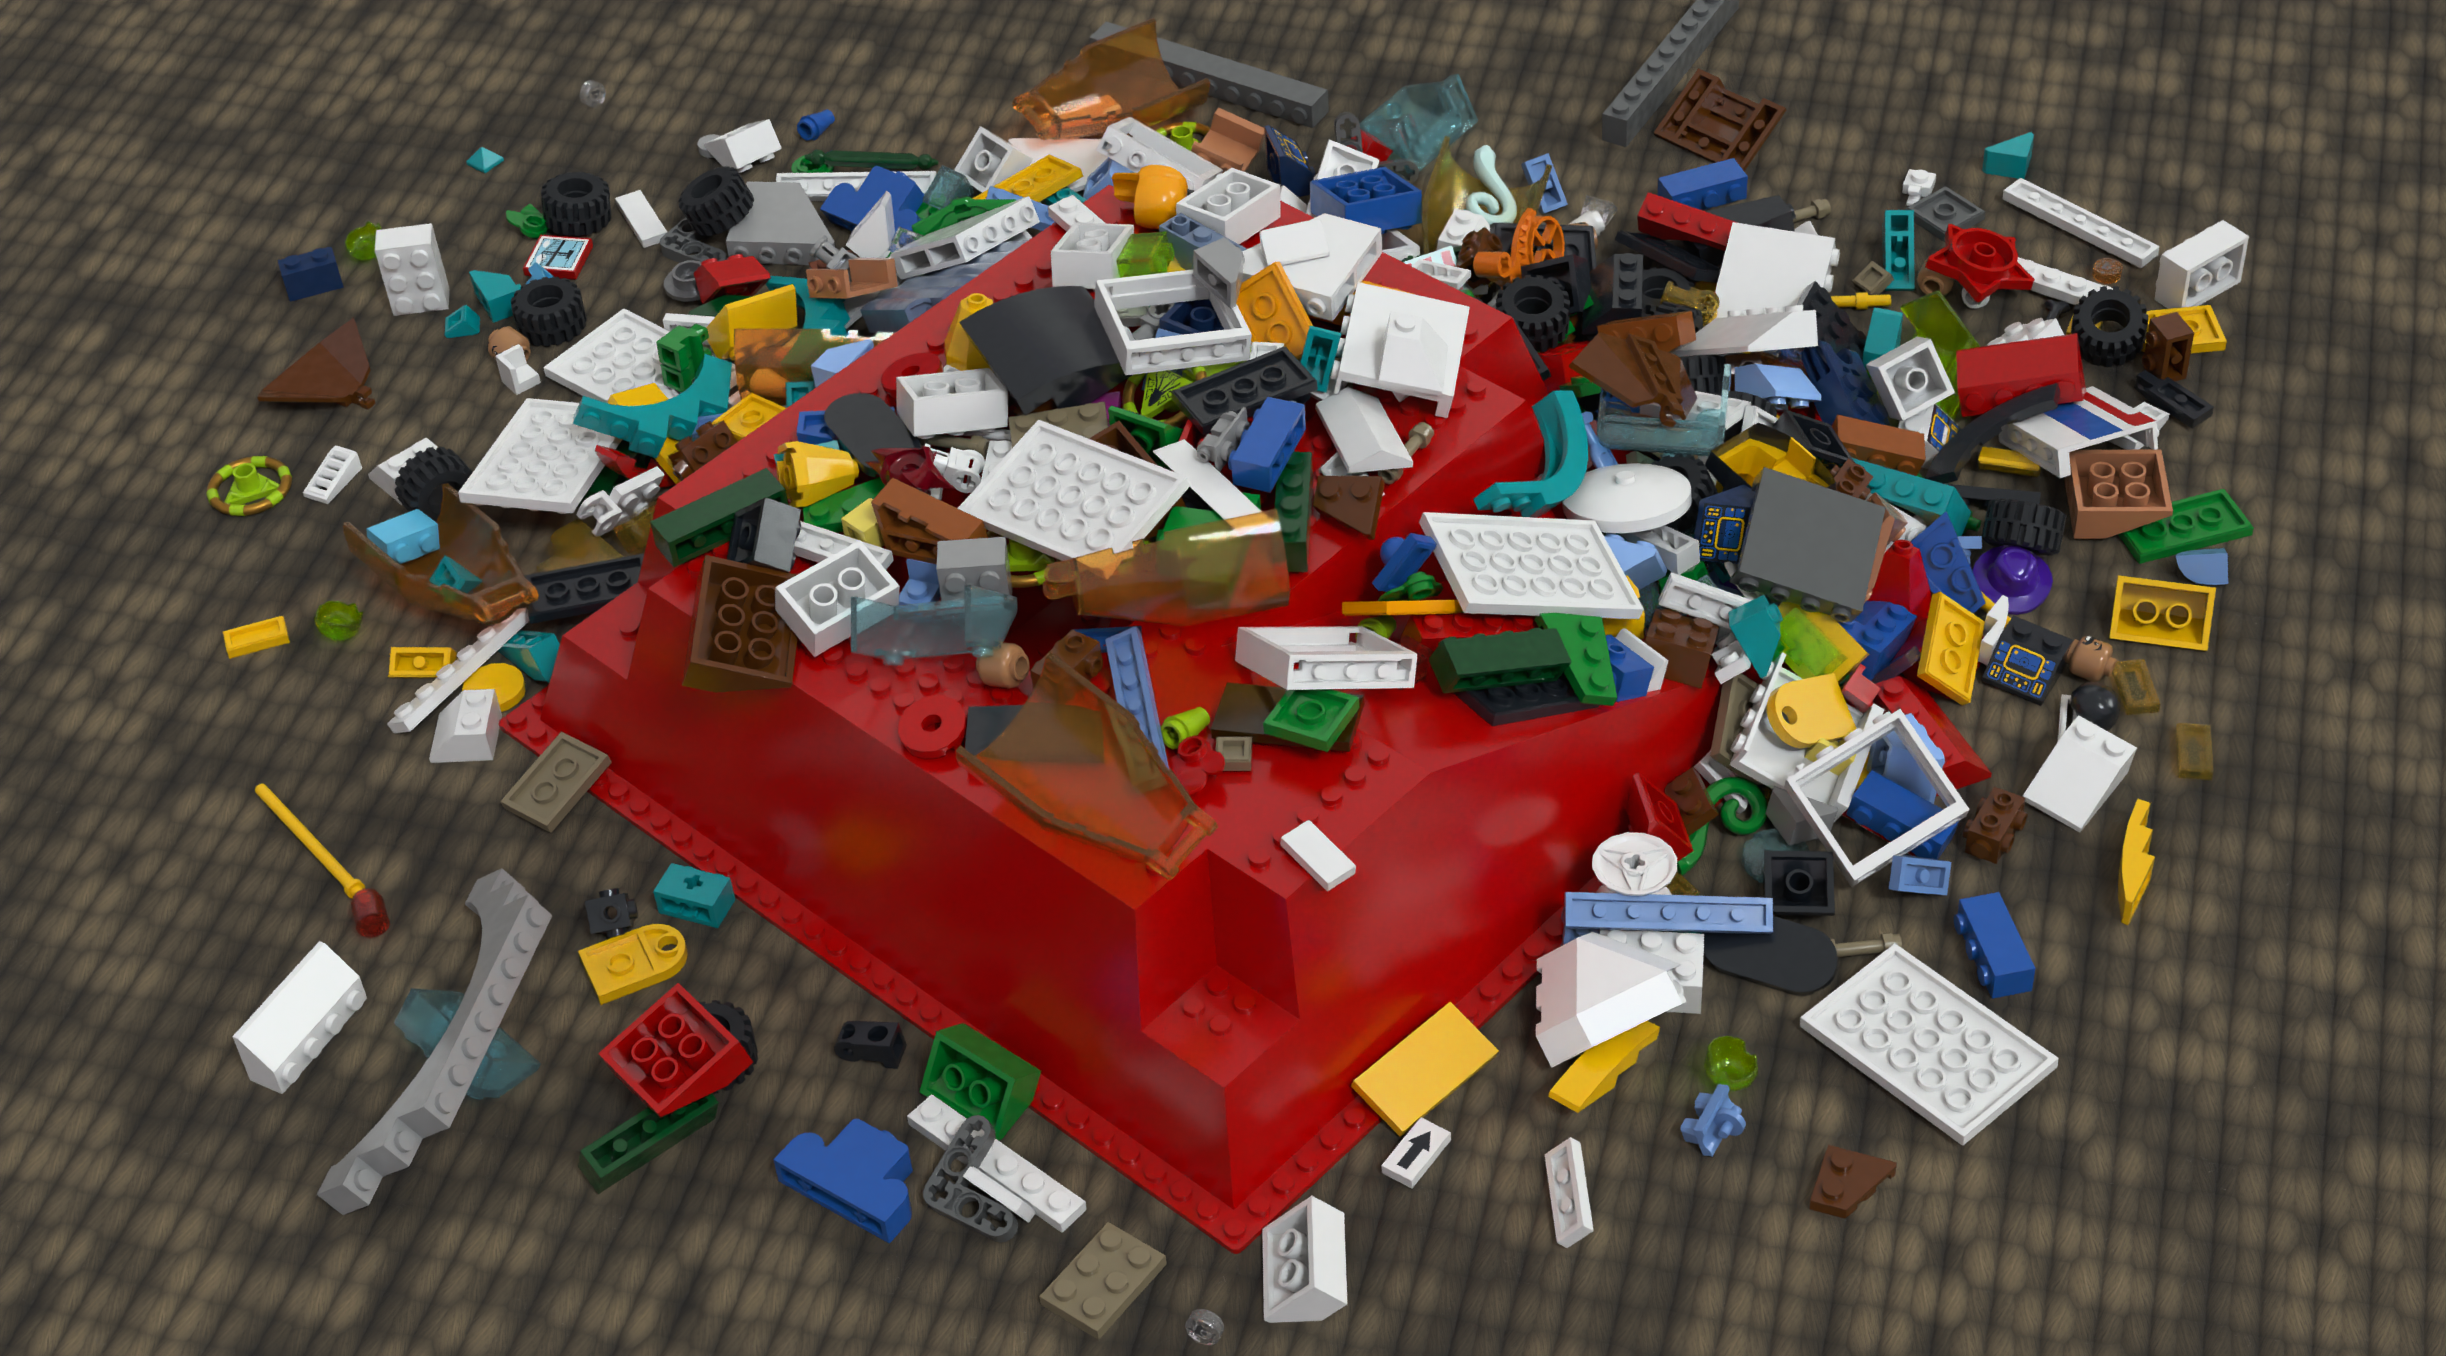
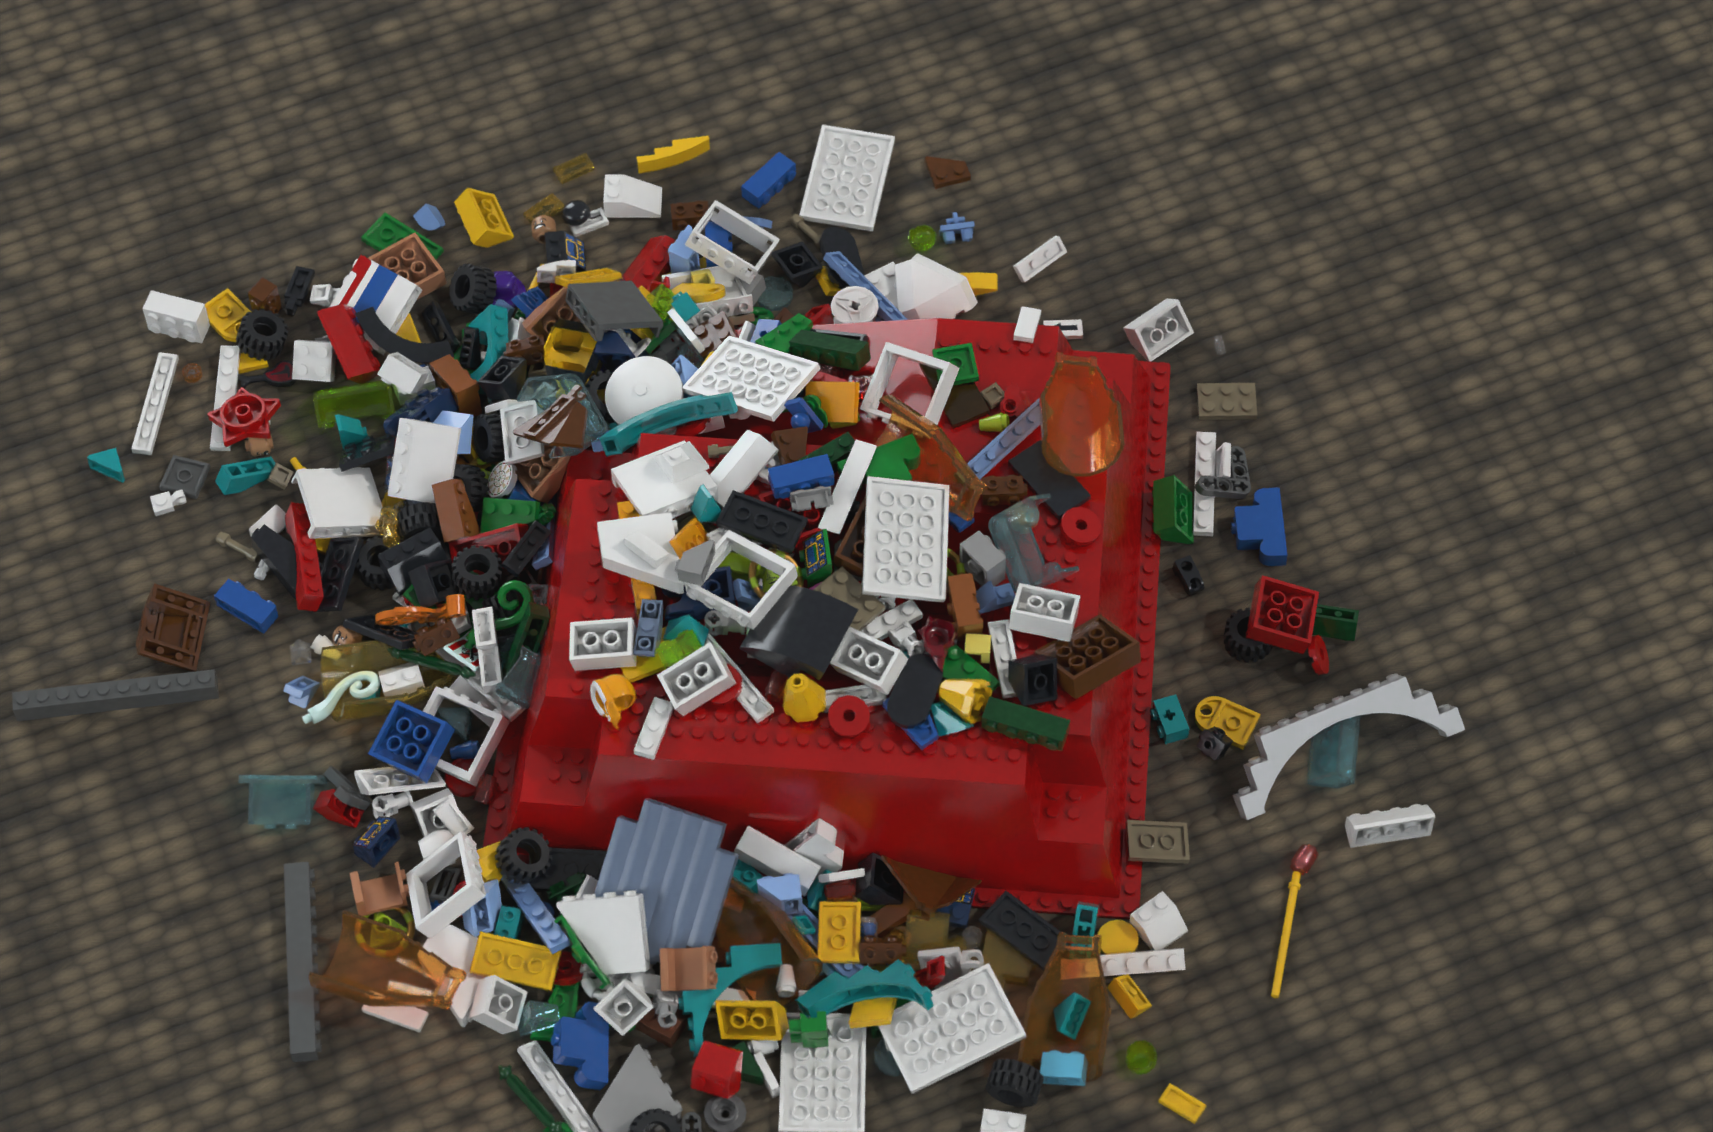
camera: 130 degrees left, 15 degrees up
(580, 1091) = (1318, 652): none -> red tile

